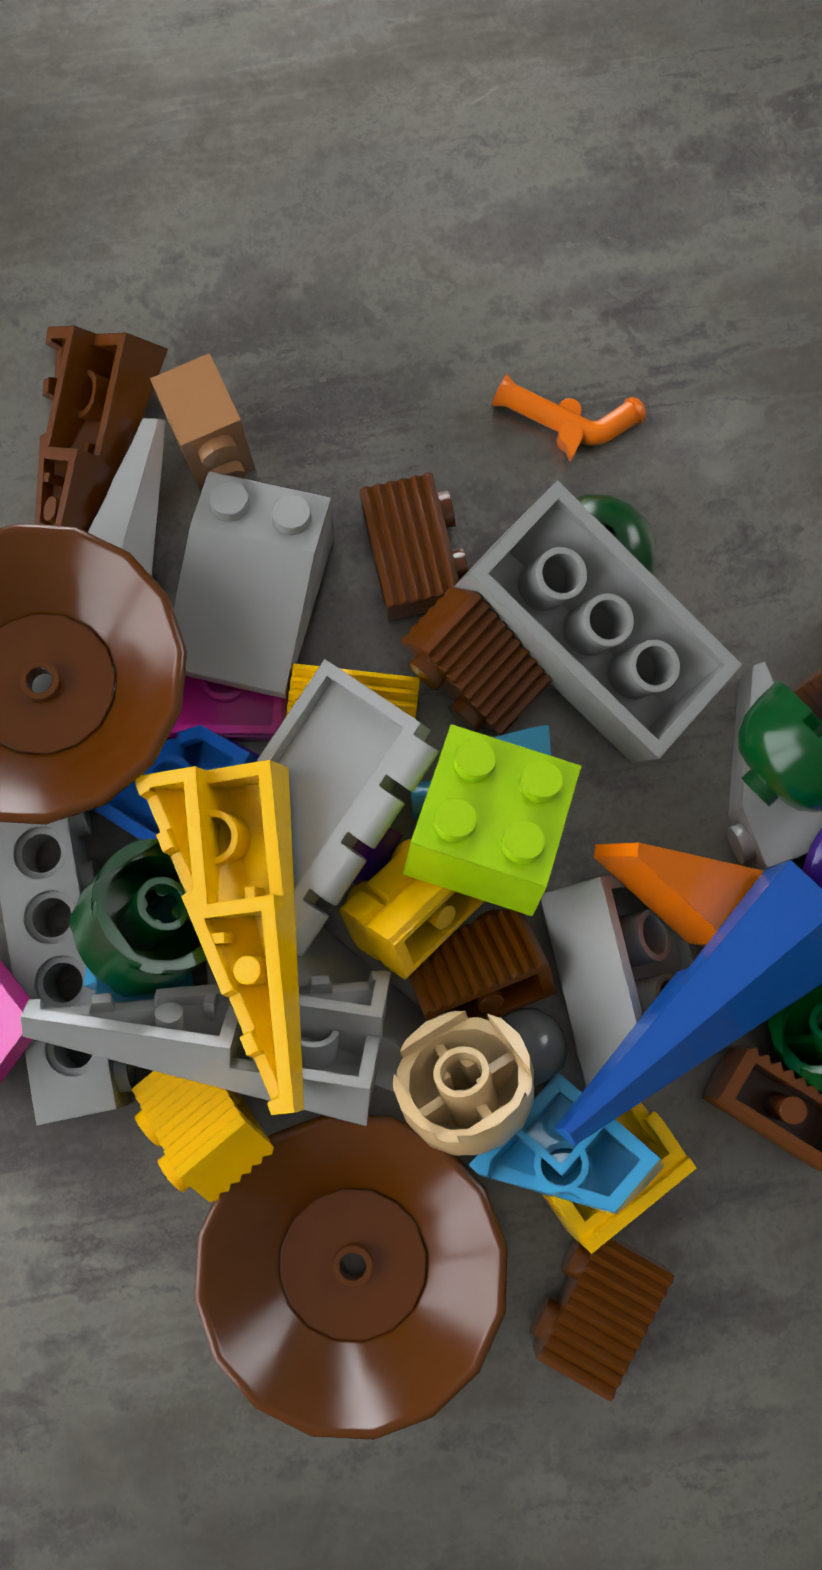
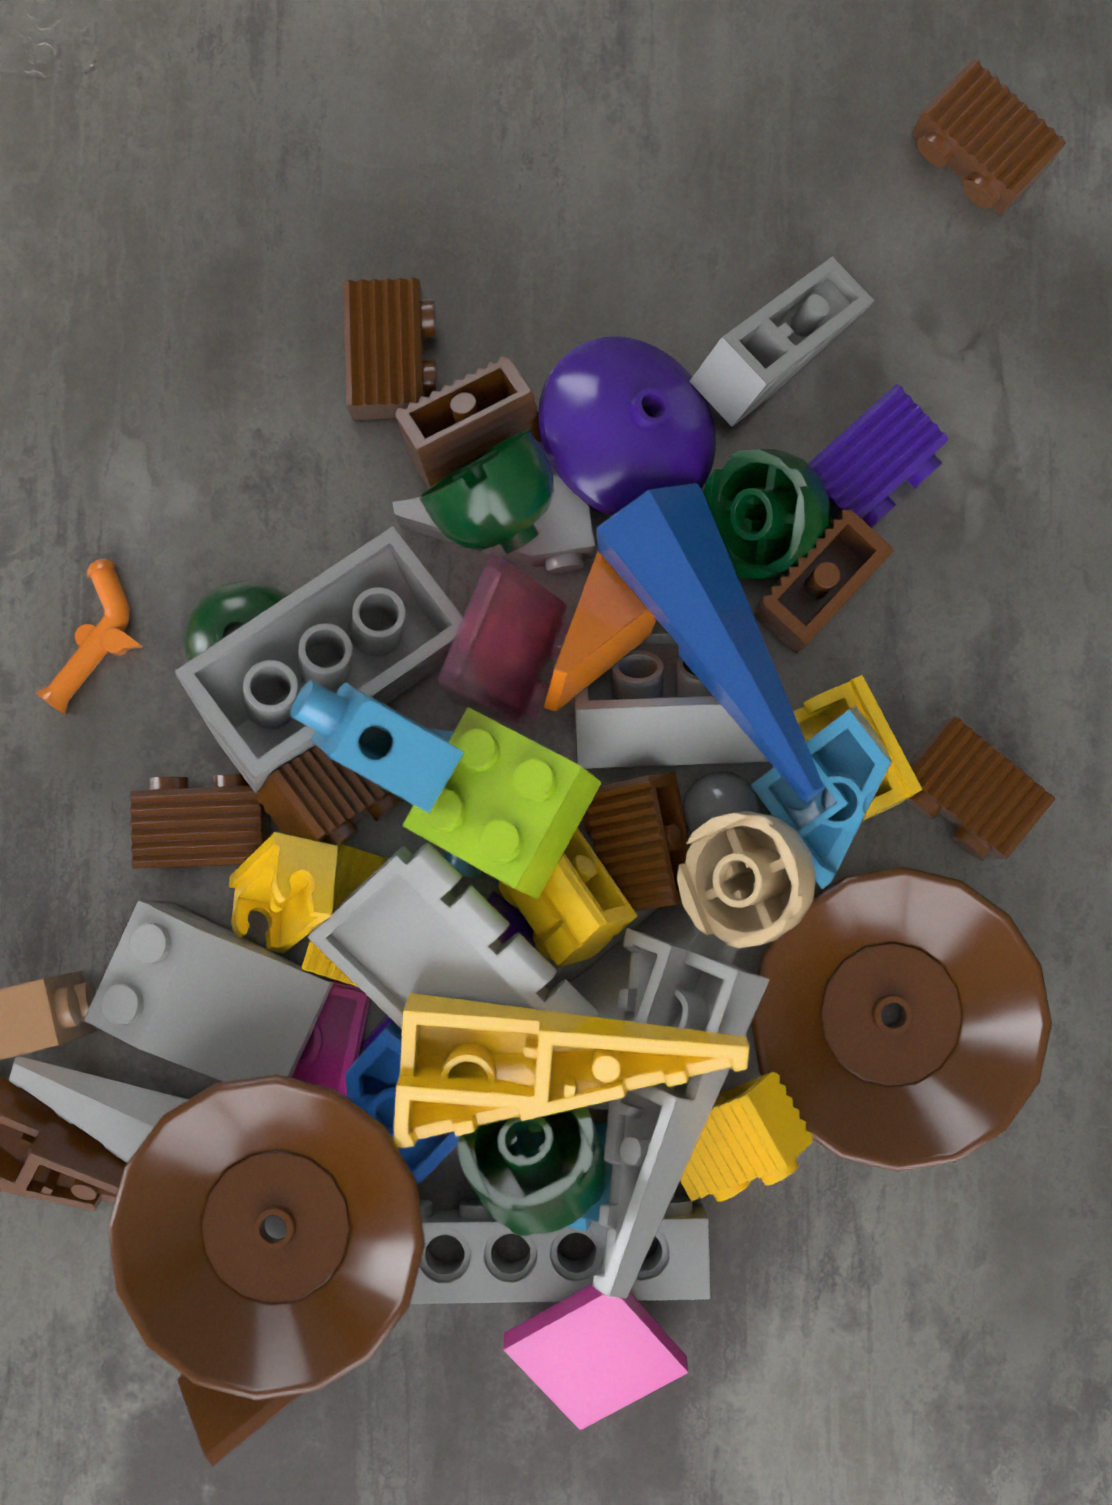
camera: 80 degrees left, 5 degrees up
(373, 633) = (289, 884): none -> yellow hinge
(522, 703) = (389, 751): none -> dark azure torso
(650, 790) = (505, 645): none -> clear pink slope

